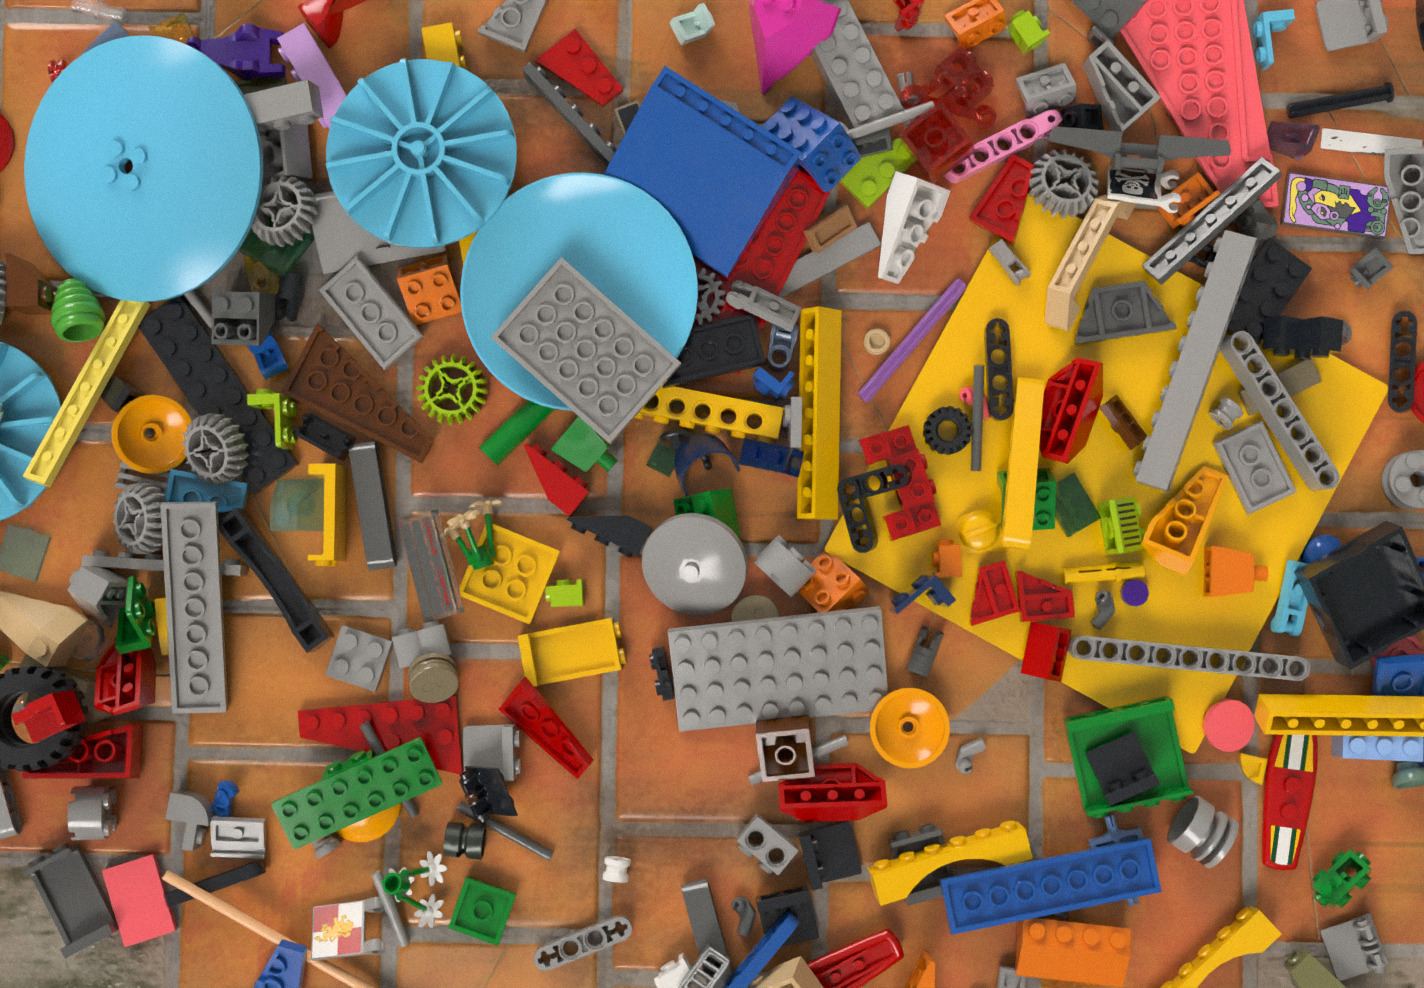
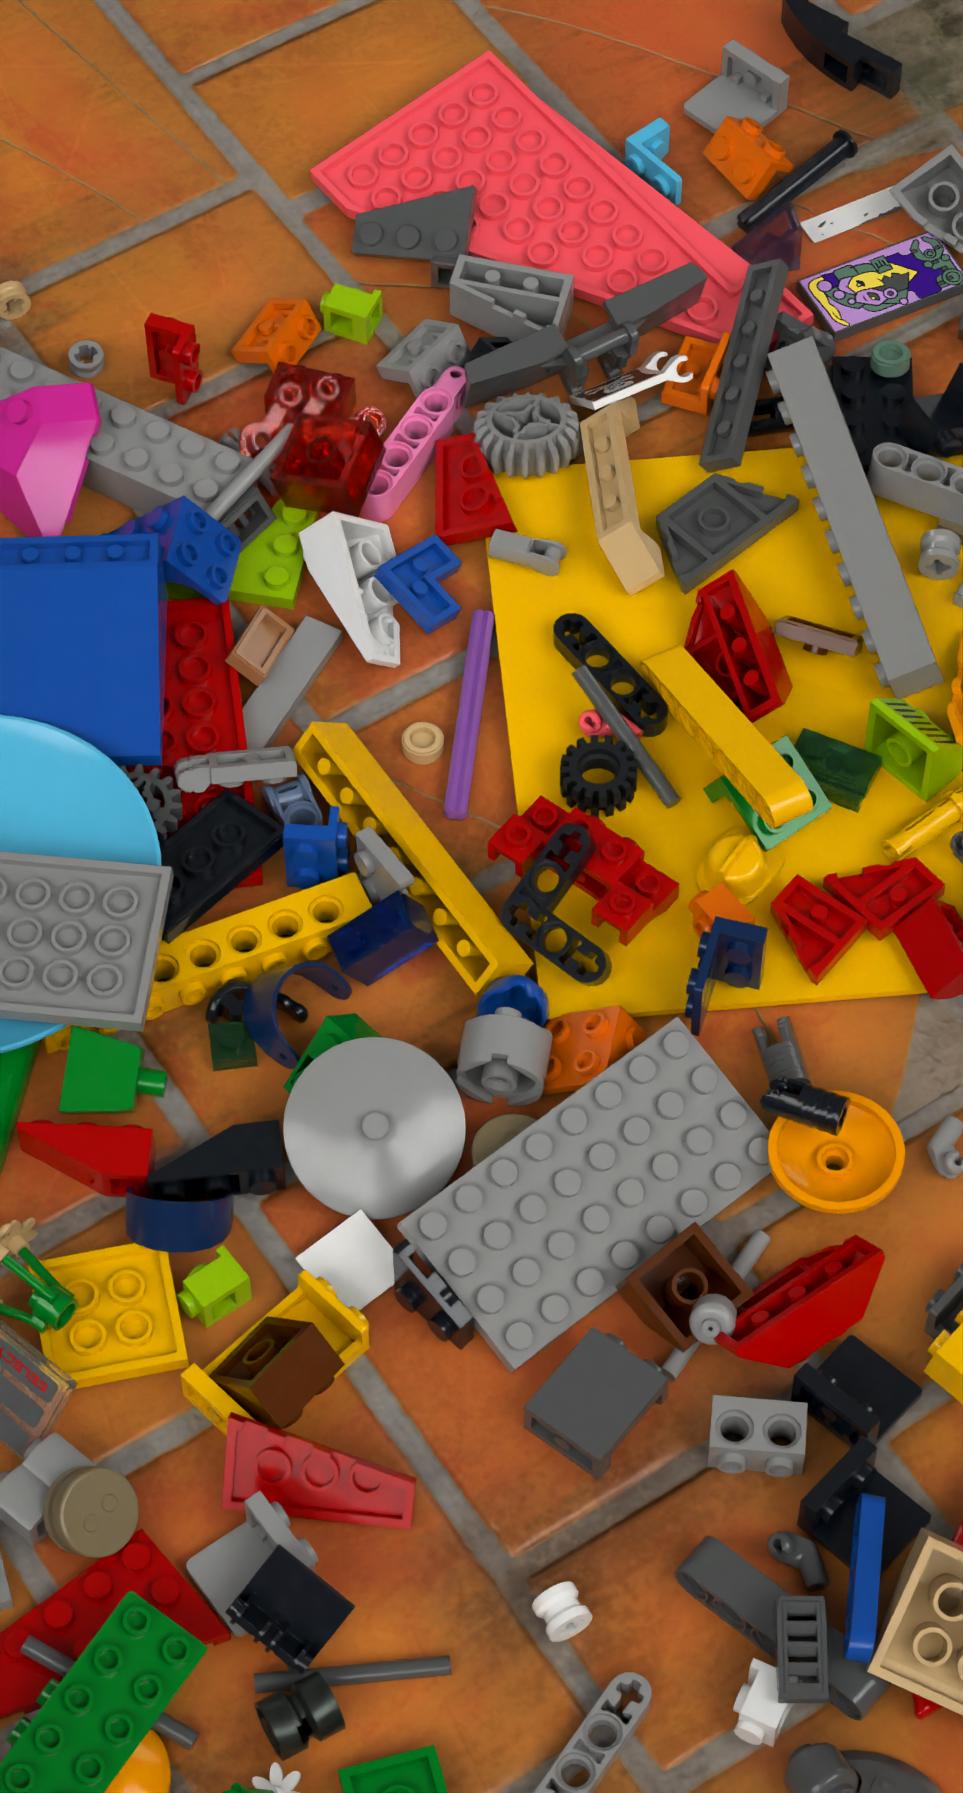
camera: 35 degrees left, 30 degrees down
(562, 662) = (278, 1370): none -> reddish brown slope
(565, 558) = (178, 1224): none -> dark blue piece
(641, 623) = (352, 1260): none -> white sticker
(705, 776) = (594, 1401): none -> dark grey panel
(785, 777) = (712, 1315): none -> light grey piece
(812, 535) = (517, 993): none -> blue hair
(912, 704) = (806, 1104): none -> black hinge
(936, 240) = (415, 581): none -> blue plate
(1297, 266) = (890, 358): none -> sand green tile
(1325, 65) = (746, 155): none -> orange bracket

